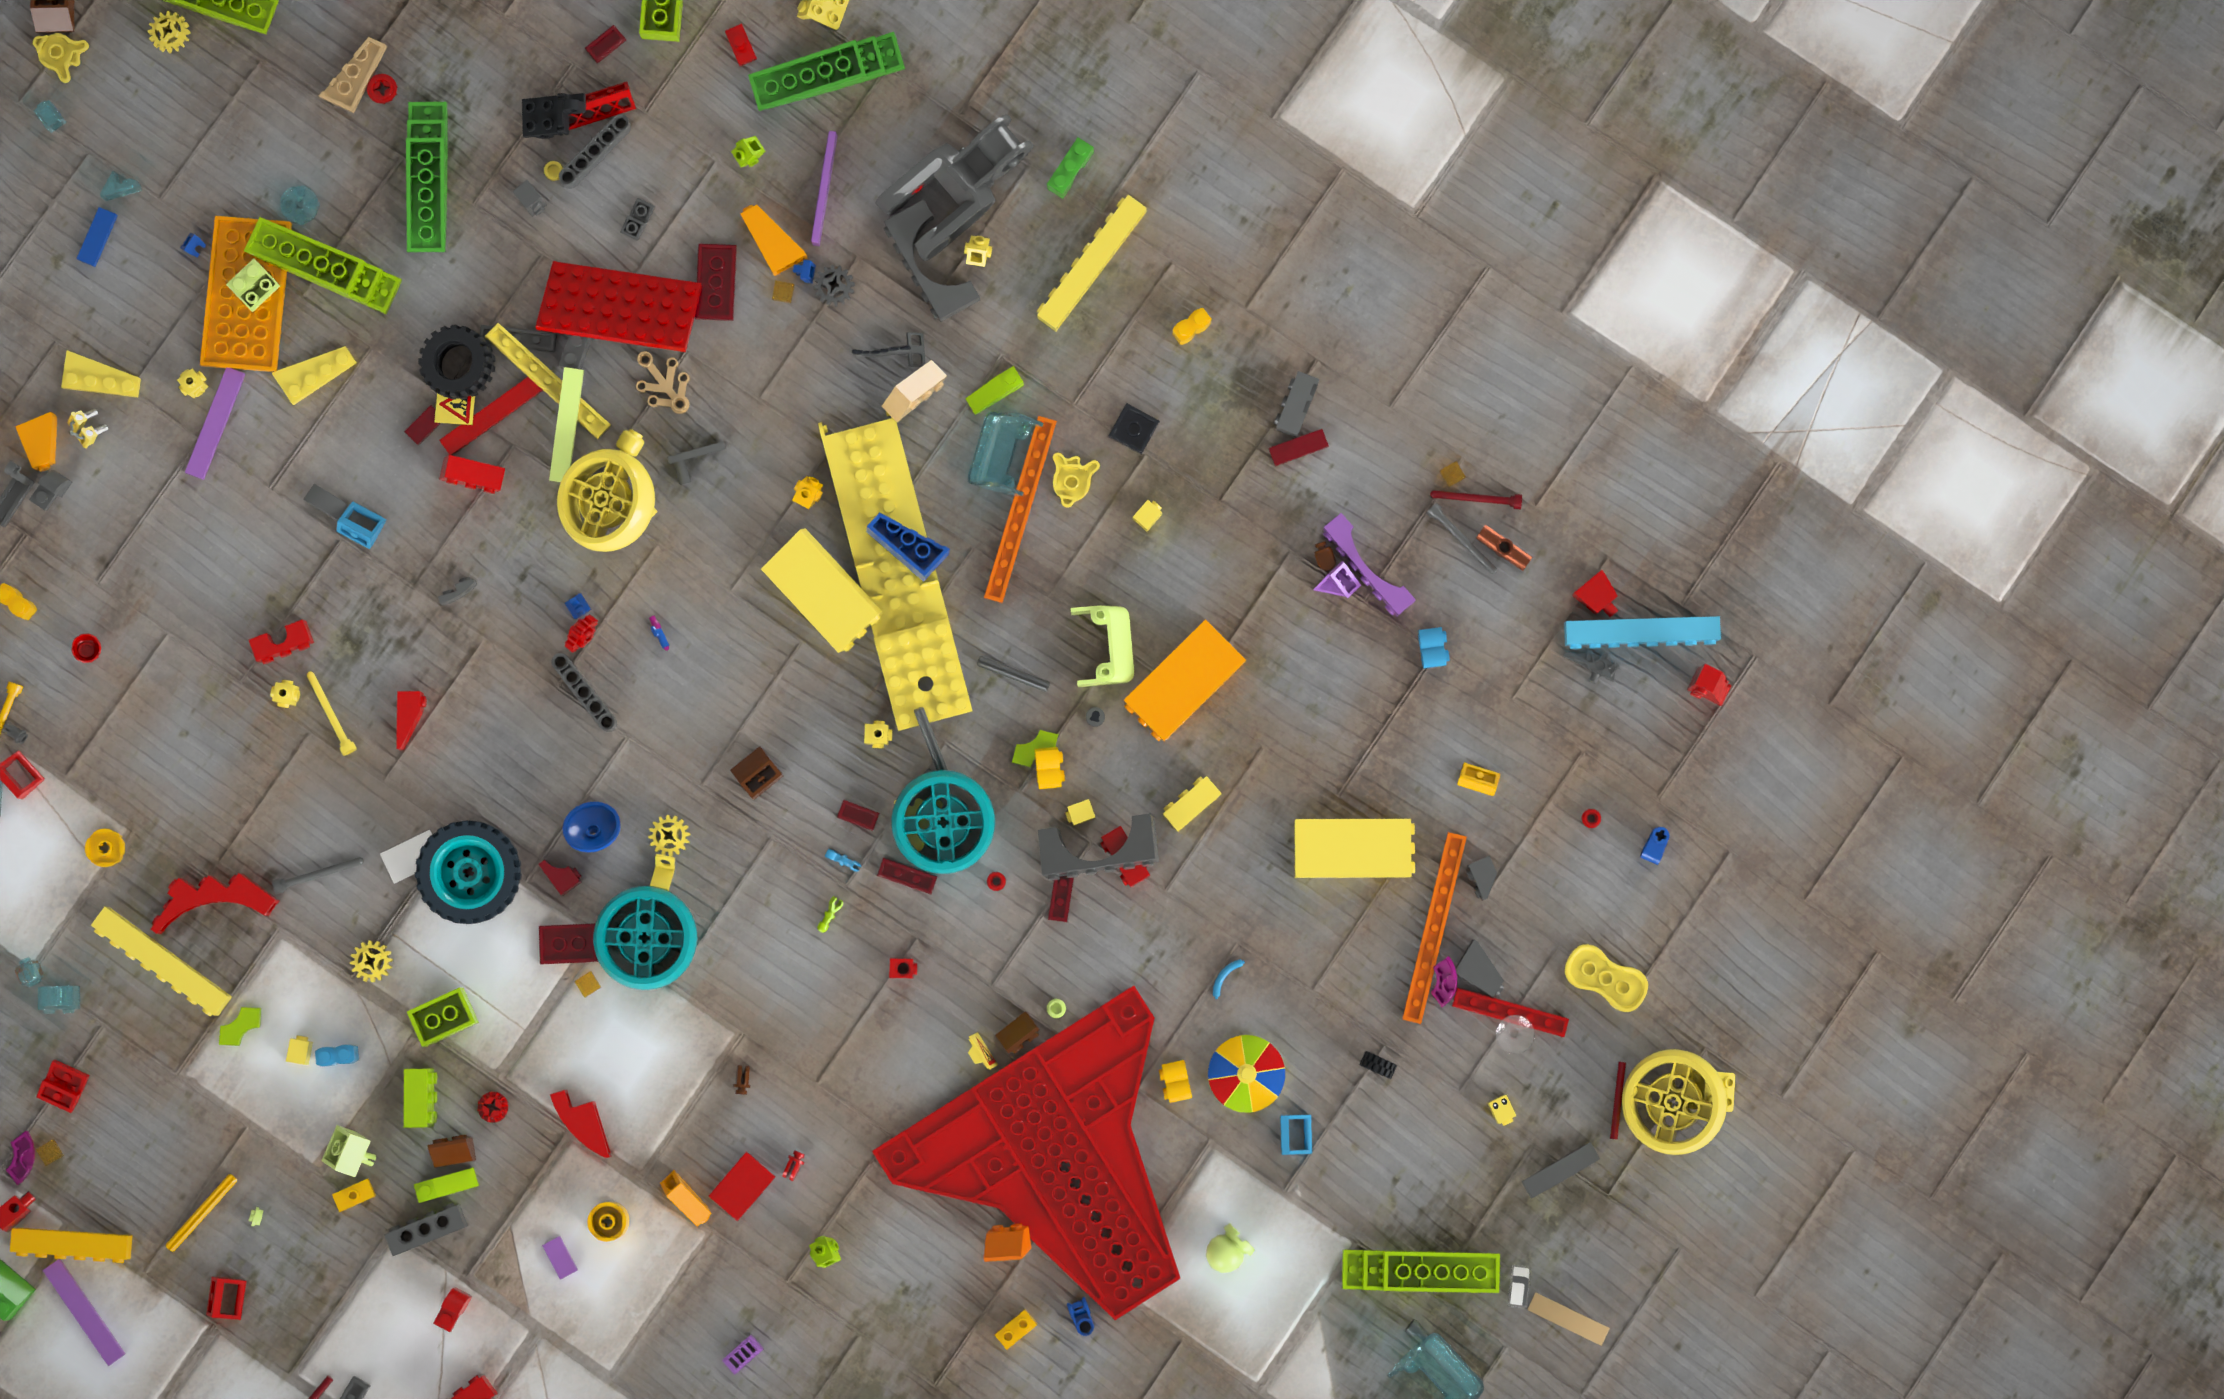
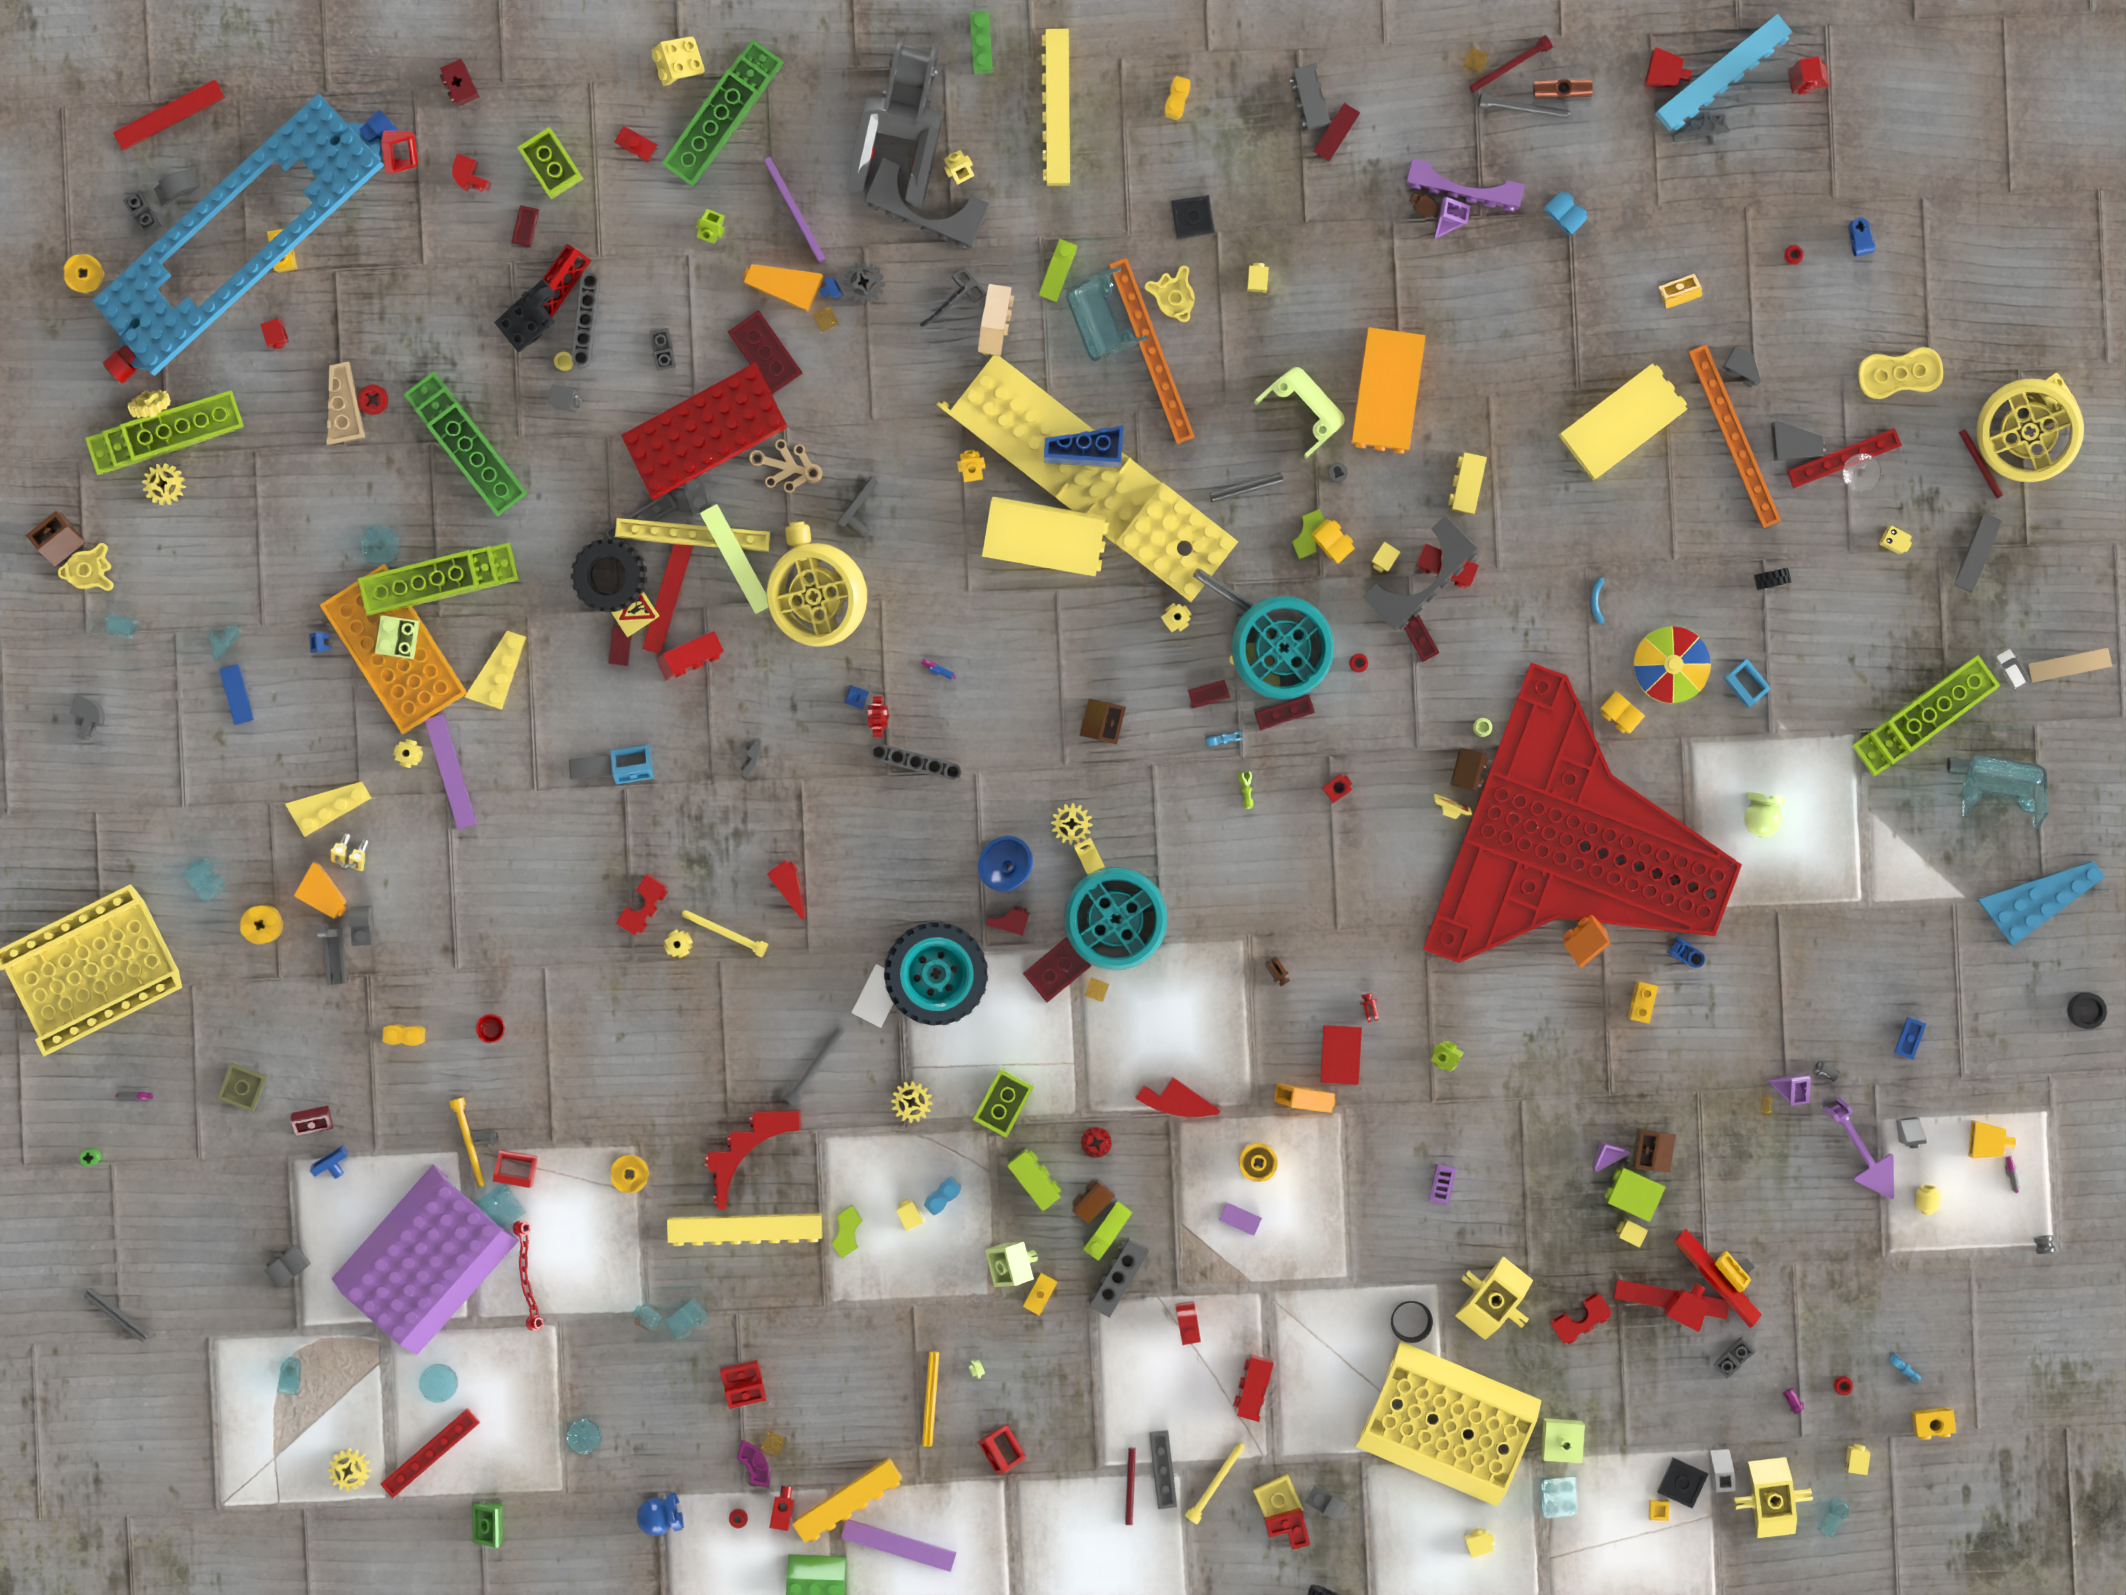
camera: 45 degrees left, 5 degrees up
(1446, 981) = (1776, 471): magenta tile -> none

